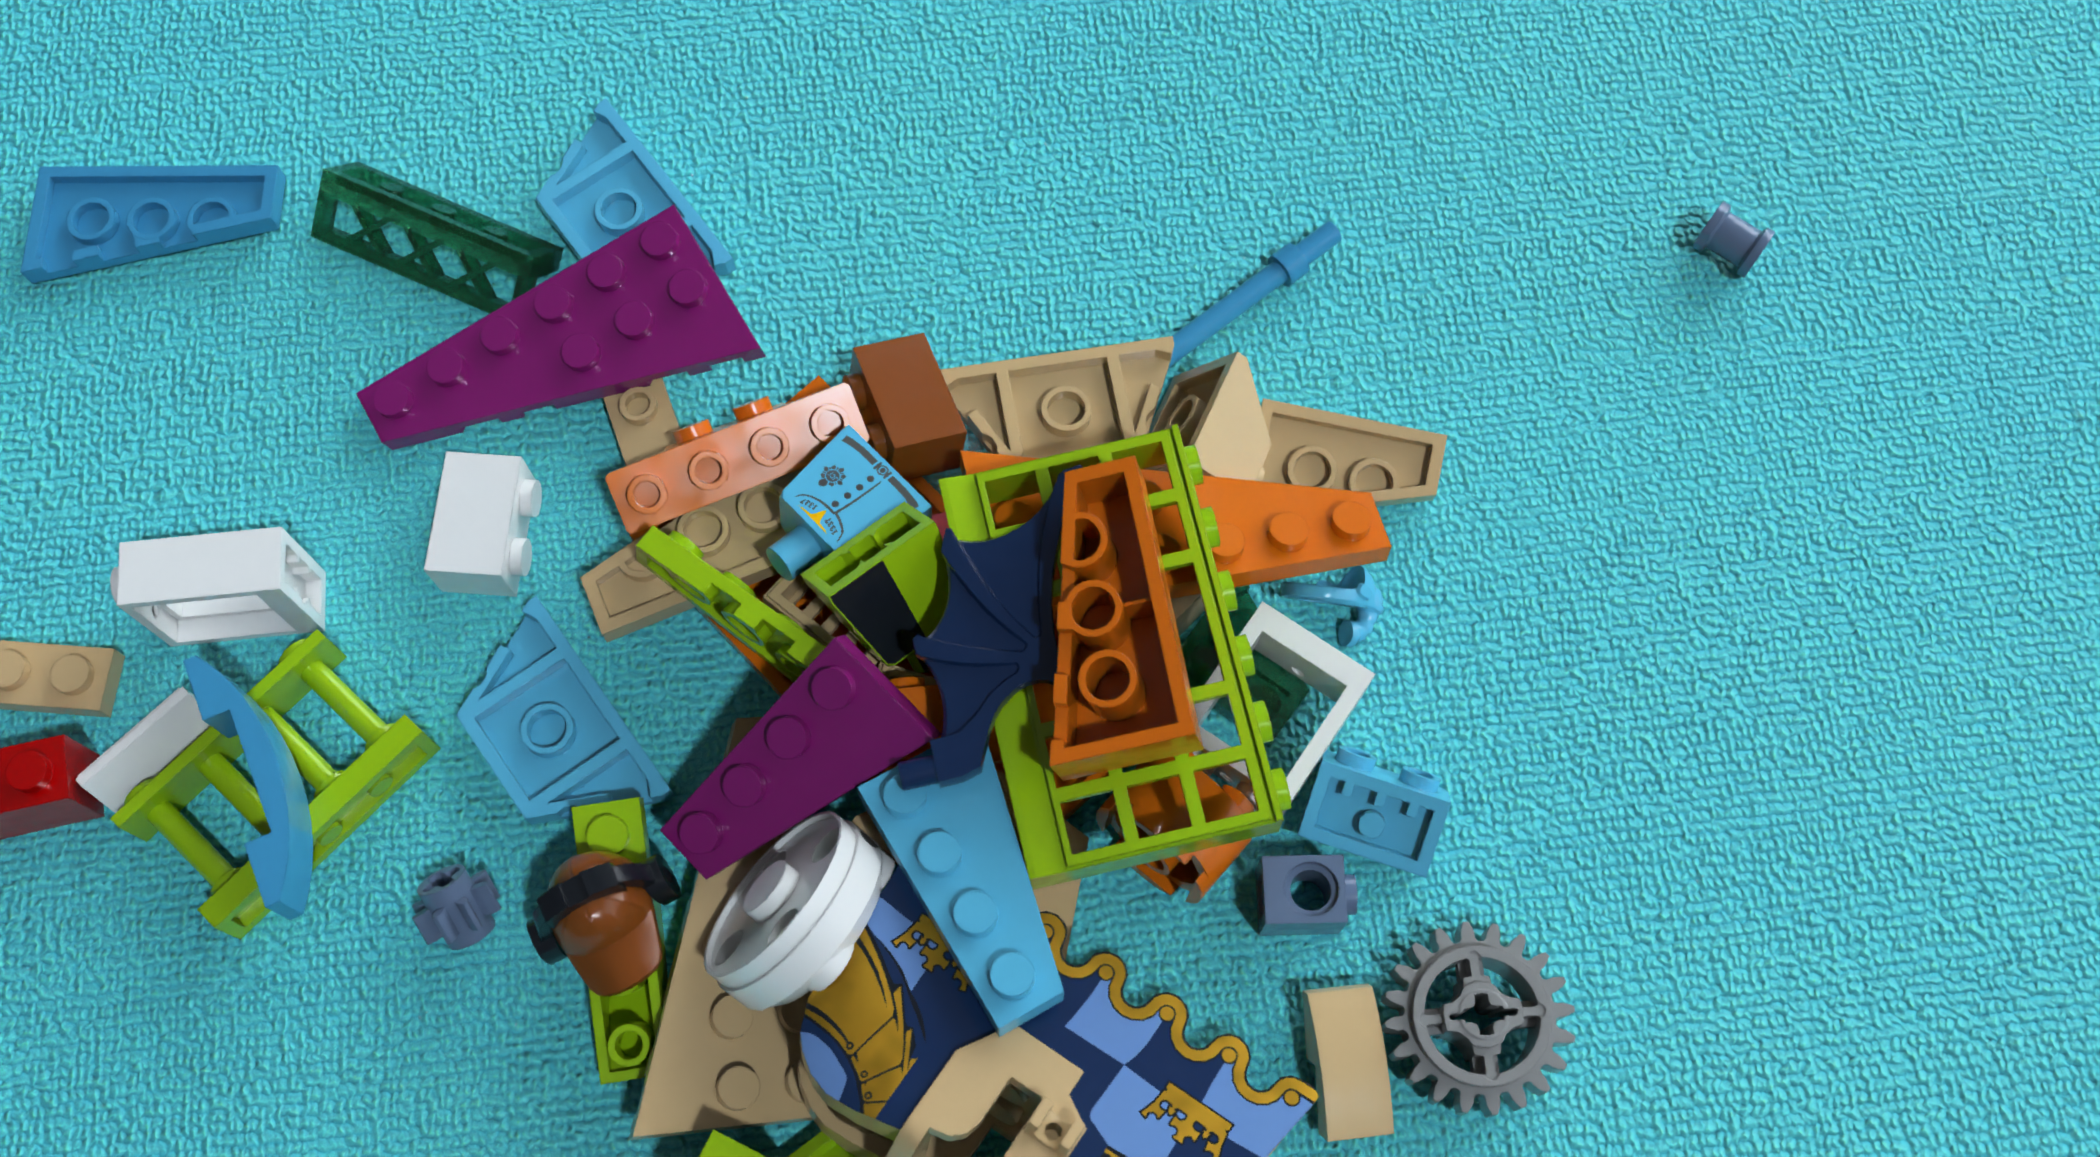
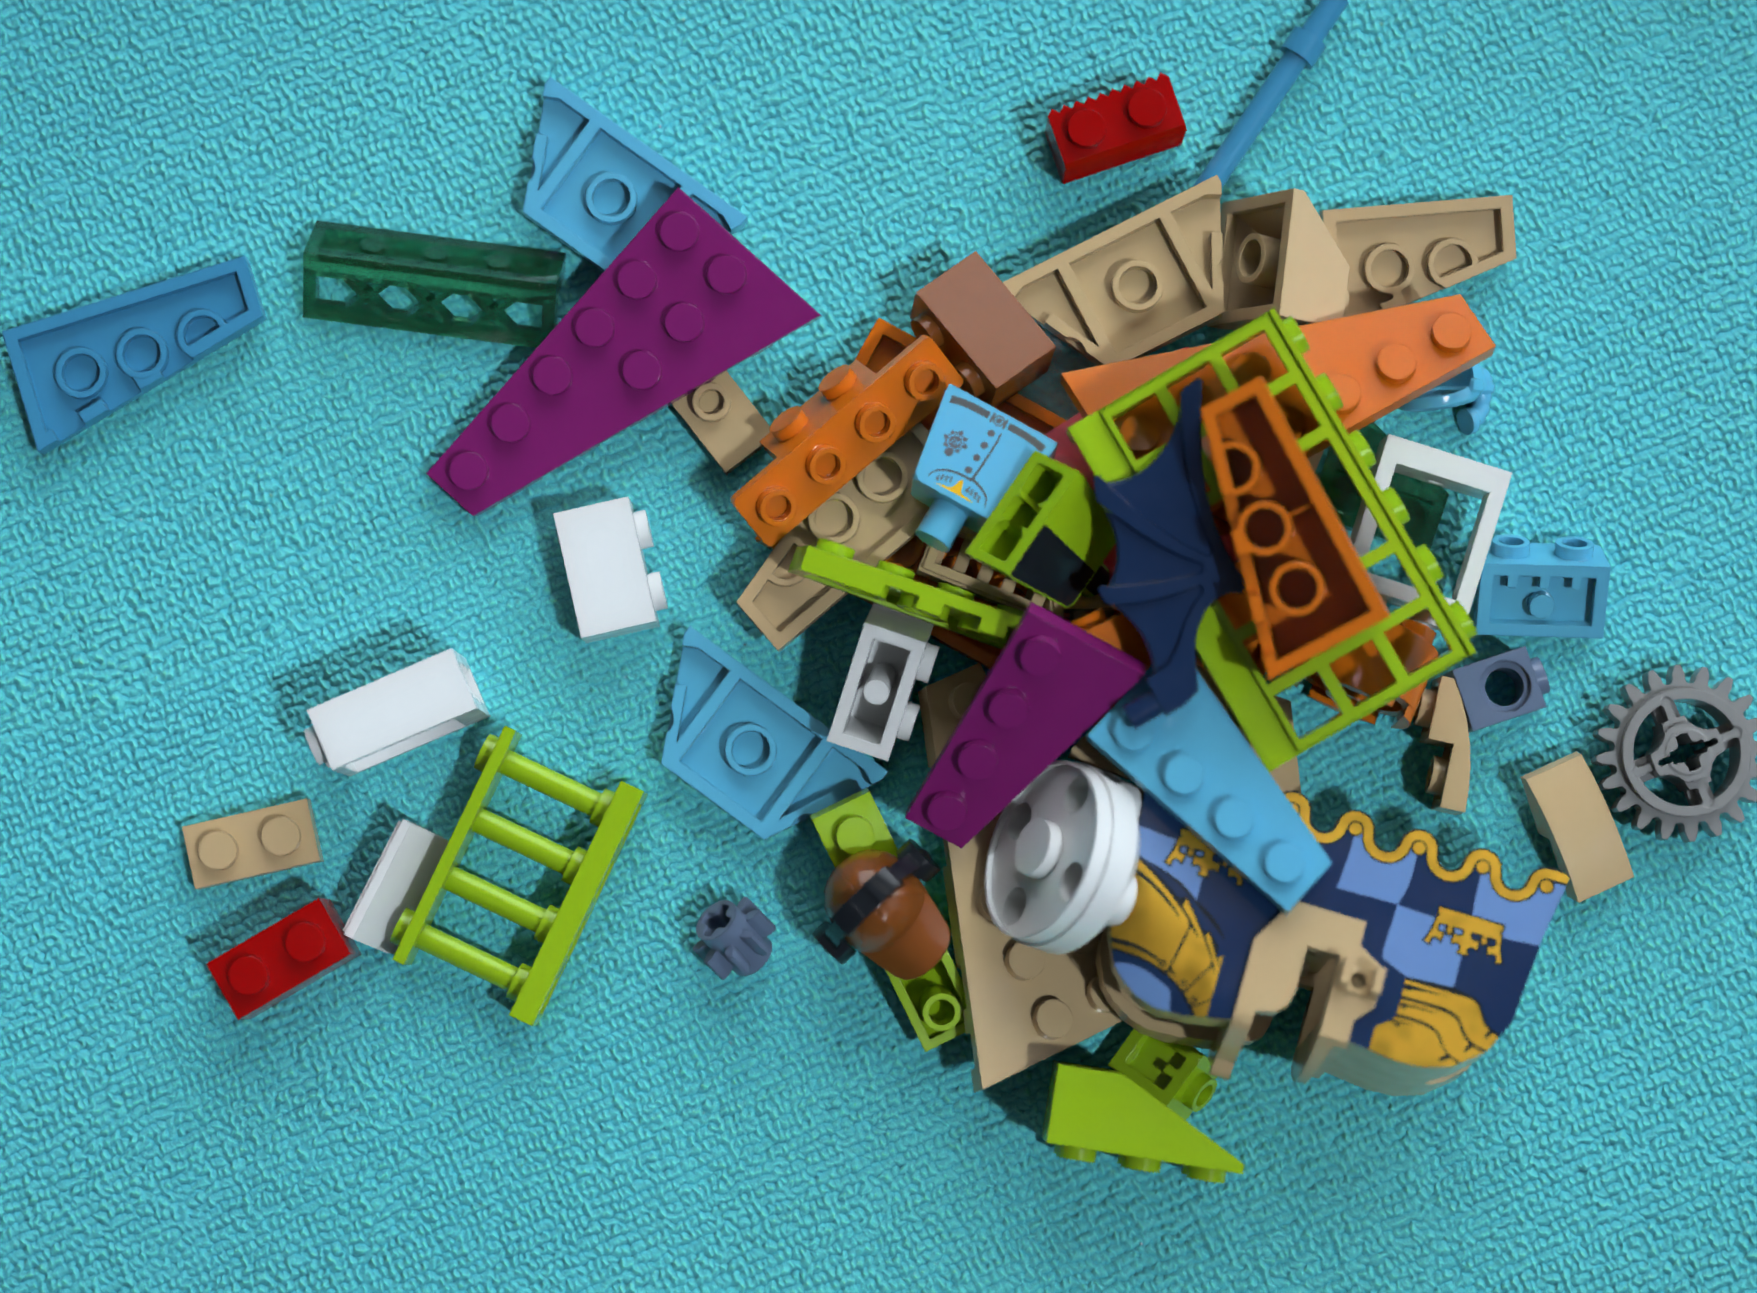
camera: 15 degrees left, 15 degrees up
(285, 855) = (577, 948): dark azure slope -> none
(691, 697) = (880, 682): none -> white brick
(1093, 277) = (1115, 128): none -> red brick
(1239, 920) = (1445, 726): none -> tan slope

